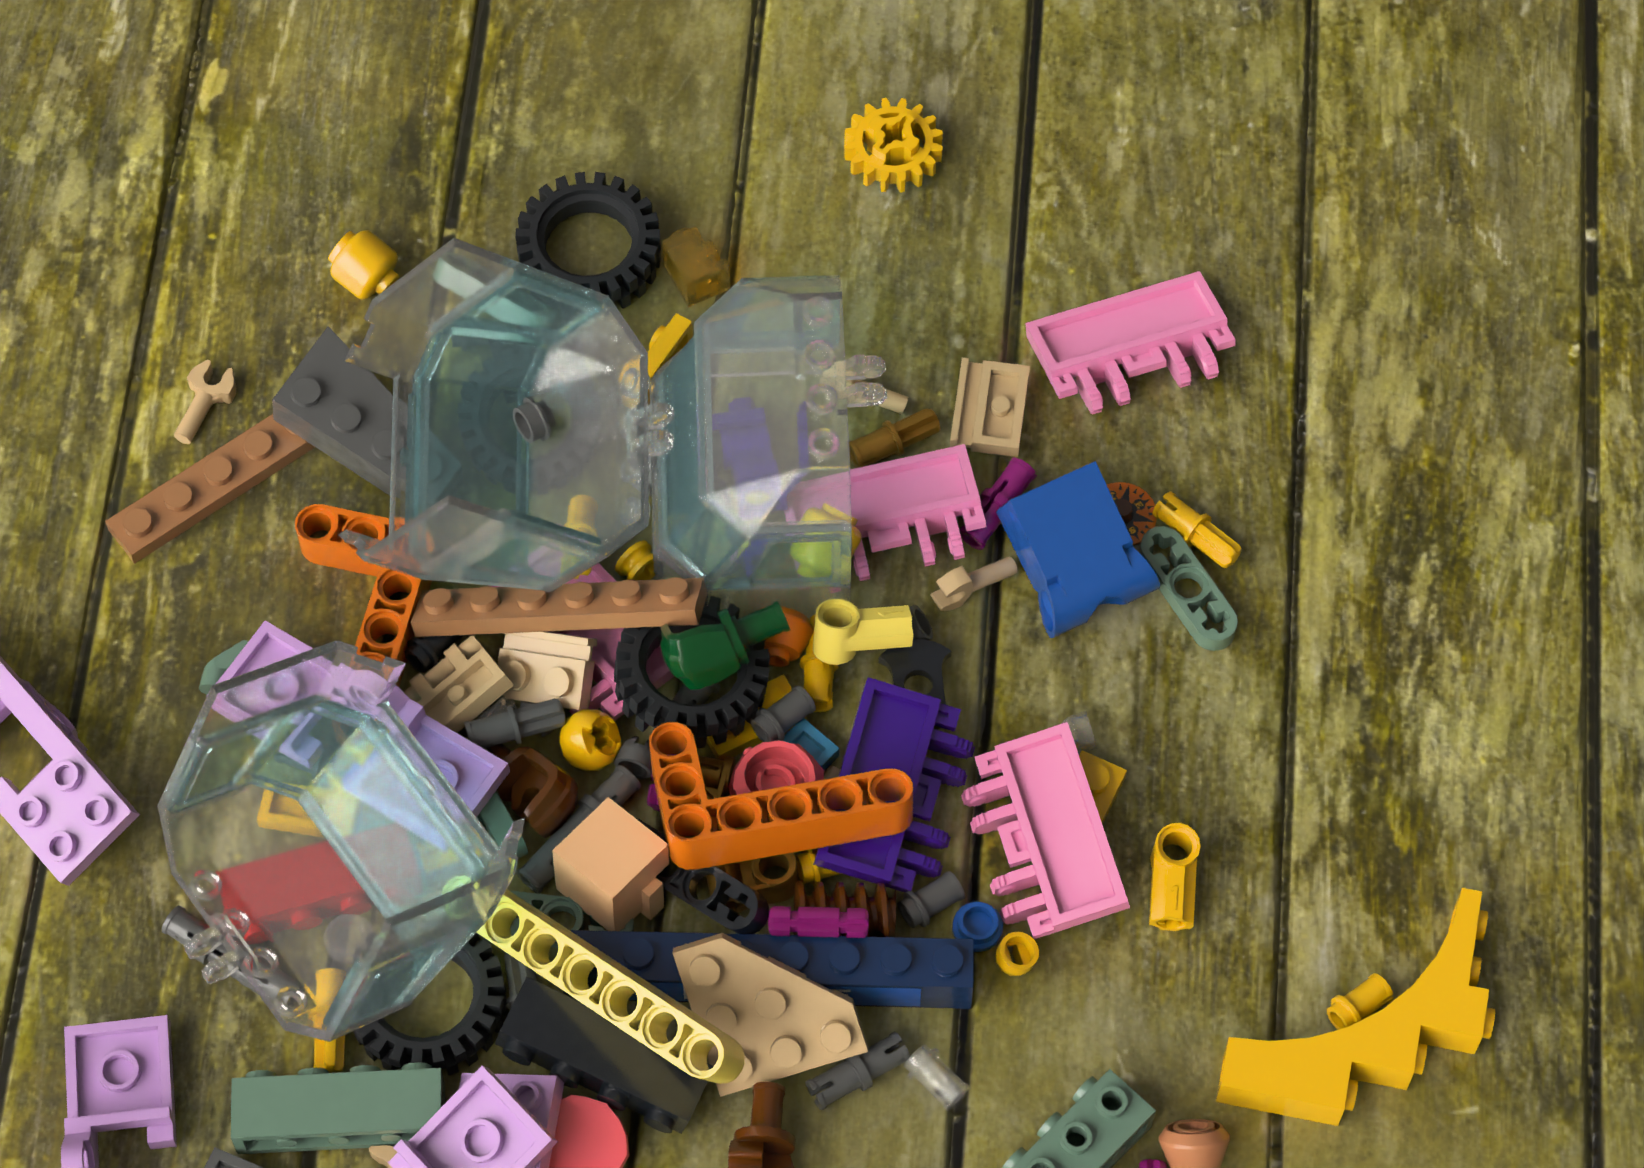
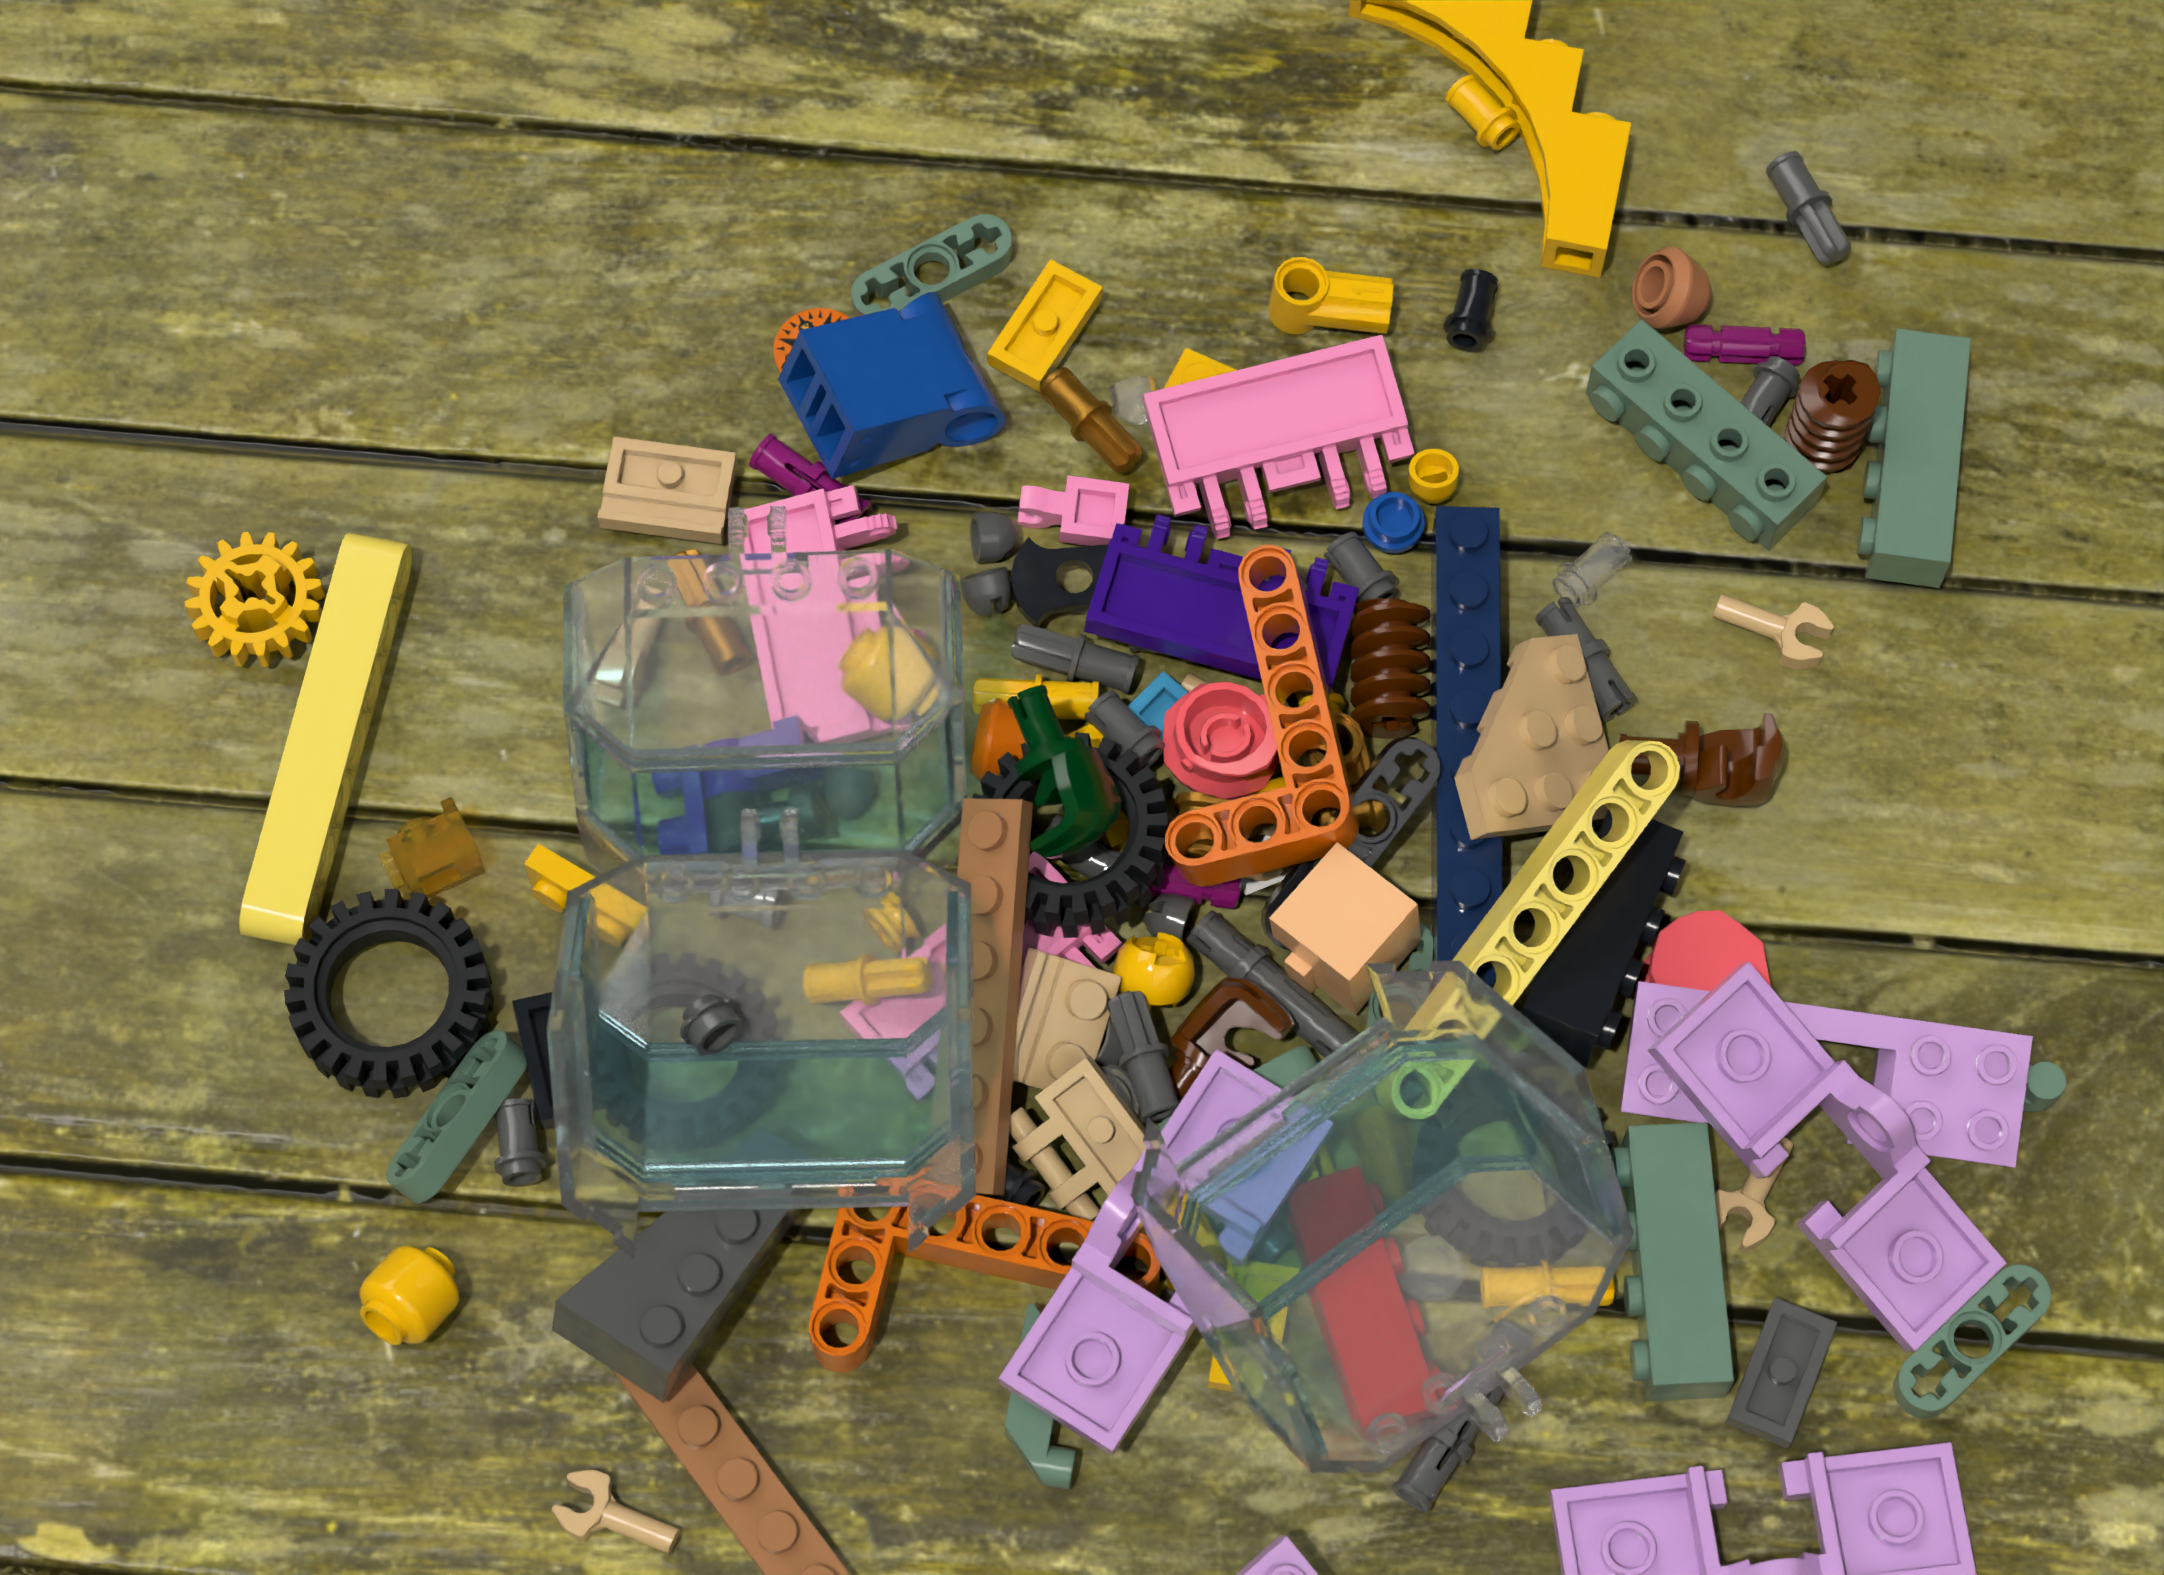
camera: 90 degrees left, 5 degrees up
(788, 196) = (326, 739): none -> light yellow beam
(818, 922) = (1423, 677): magenta axle -> none
(846, 629) = (1014, 628): light yellow piece -> none
(850, 692) = (1074, 657): none -> dark grey axle
(957, 630) = (992, 536): none -> dark grey hinge
(958, 584) = (931, 521): tan bar -> none
(979, 693) = (1084, 510): none -> bright pink plate
(1059, 700) = (1090, 420): none -> pearl gold axle
(1133, 329) = (562, 316): bright pink hinge -> none
(1142, 667) = (1045, 325): none -> yellow plate
(1171, 990) = (1468, 324): none -> black pin
(1197, 530) = (854, 255): yellow axle -> none

